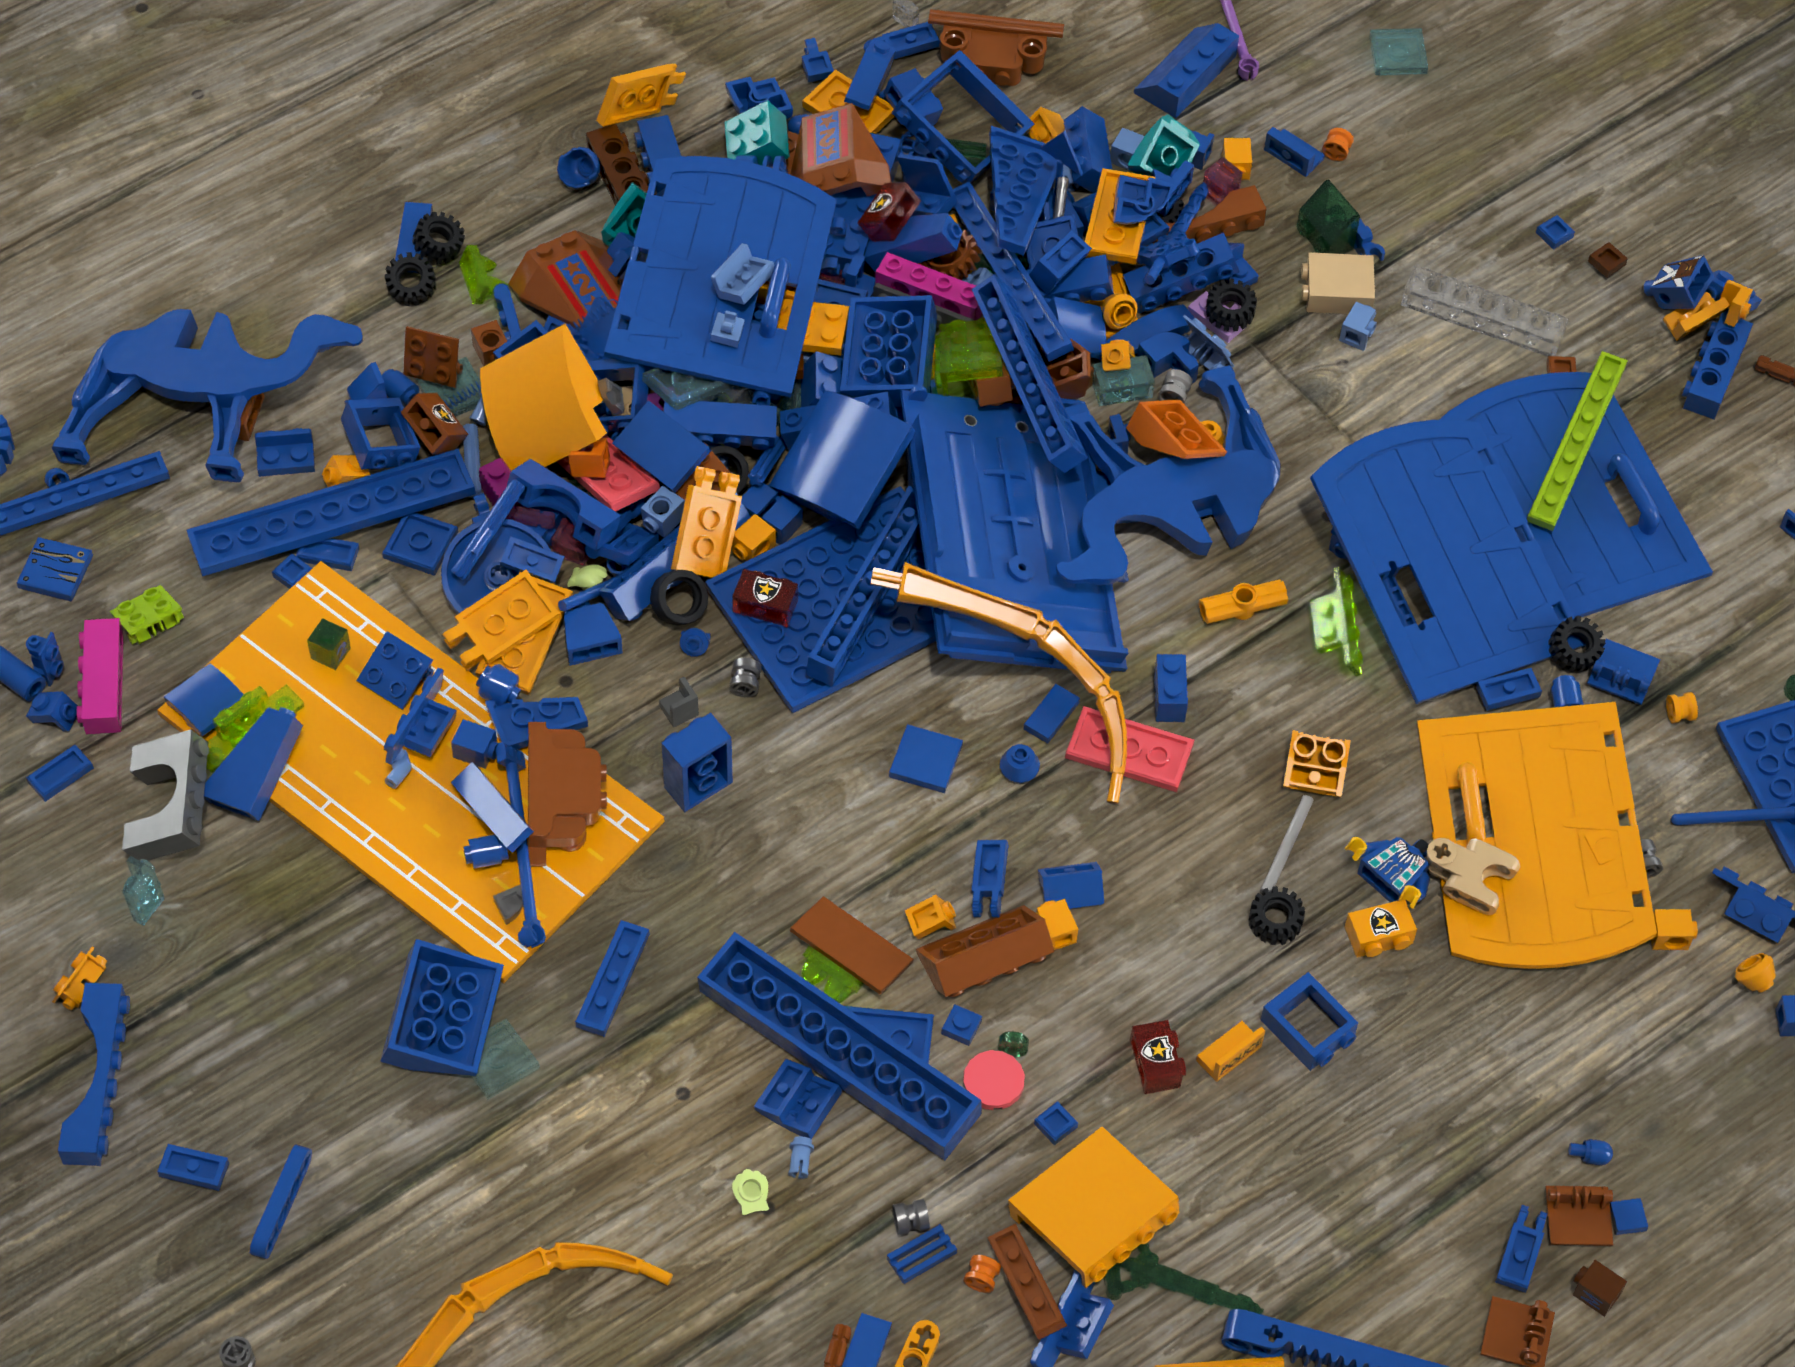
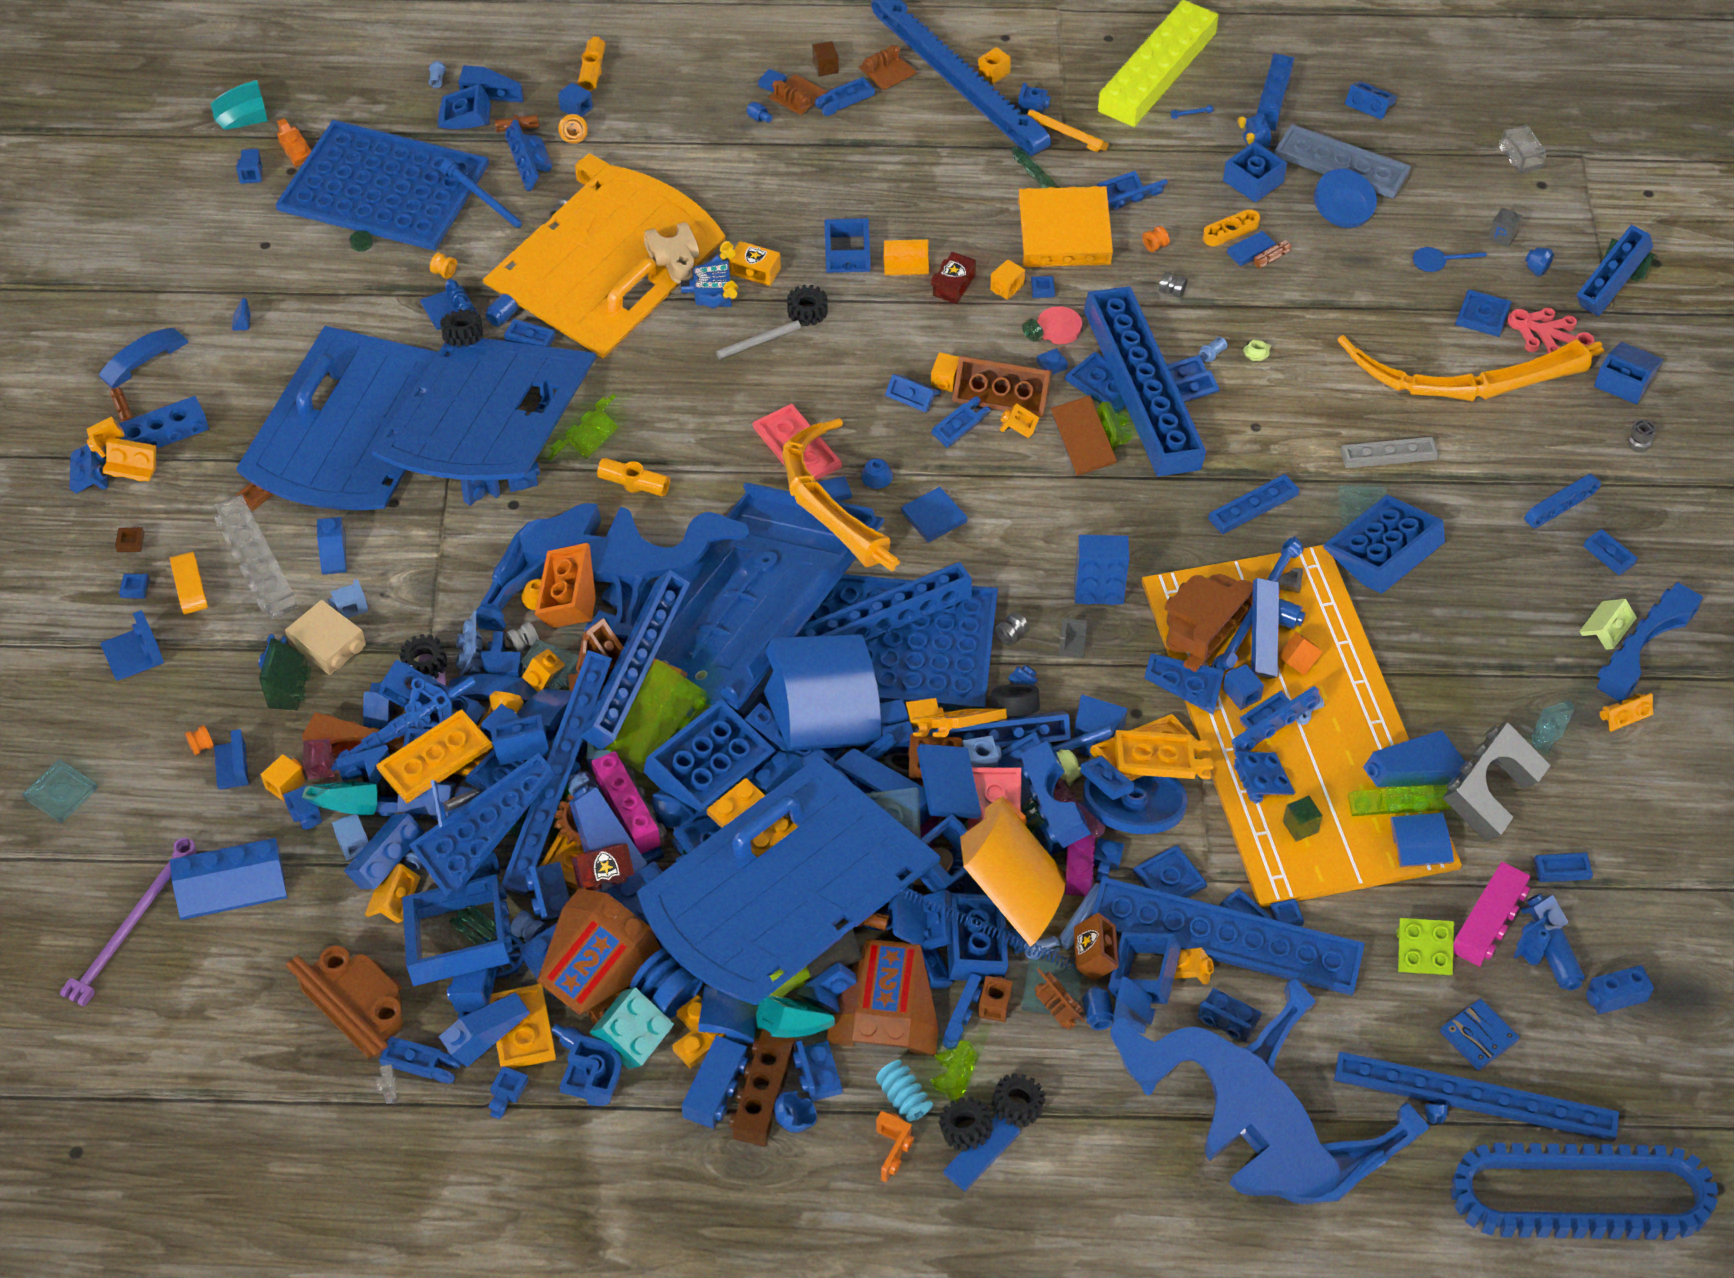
camera: 140 degrees left, 5 degrees down
(150, 1073) = (1610, 622): none -> yellowish green panel
(443, 817) = (1300, 653): none -> orange panel
(488, 529) = (1127, 806): blue axle -> none
(491, 205) = (897, 1129): none -> orange bracket
(498, 684) = (1196, 715): blue head -> none
(505, 233) = (903, 1092): none -> medium azure piece
(514, 1151) = (1389, 452): none -> light grey tile
(588, 211) = (818, 1070): none -> blue bracket
(612, 396) = (956, 833): flat silver tile -> none
(639, 94) = (691, 1128): light orange tile -> none
(727, 329) = (828, 818): medium blue tile -> none
(741, 275) = (780, 845): medium blue bracket -> none
(765, 597) = (956, 657): clear red brick -> none
(854, 275) = (666, 854): blue bracket -> none
(916, 1243) = (1190, 269): blue tile -> none
(1027, 1281) = (1135, 218): dark orange tile -> none
(1097, 1094) = (1007, 279): none -> light orange brick
(1139, 198) = (412, 747): blue brick -> none
(1170, 688) = (737, 453): blue brick -> none
(1316, 764) = (691, 363): light orange slope -> none
(1433, 363) = (331, 545): none -> blue slope
(1481, 177) = (132, 650): none -> blue bracket
(1510, 256) = (188, 582): none -> light orange beam
(1577, 441) = (306, 434): lime tile -> none
(1680, 283) = (116, 479): blue torso -> none

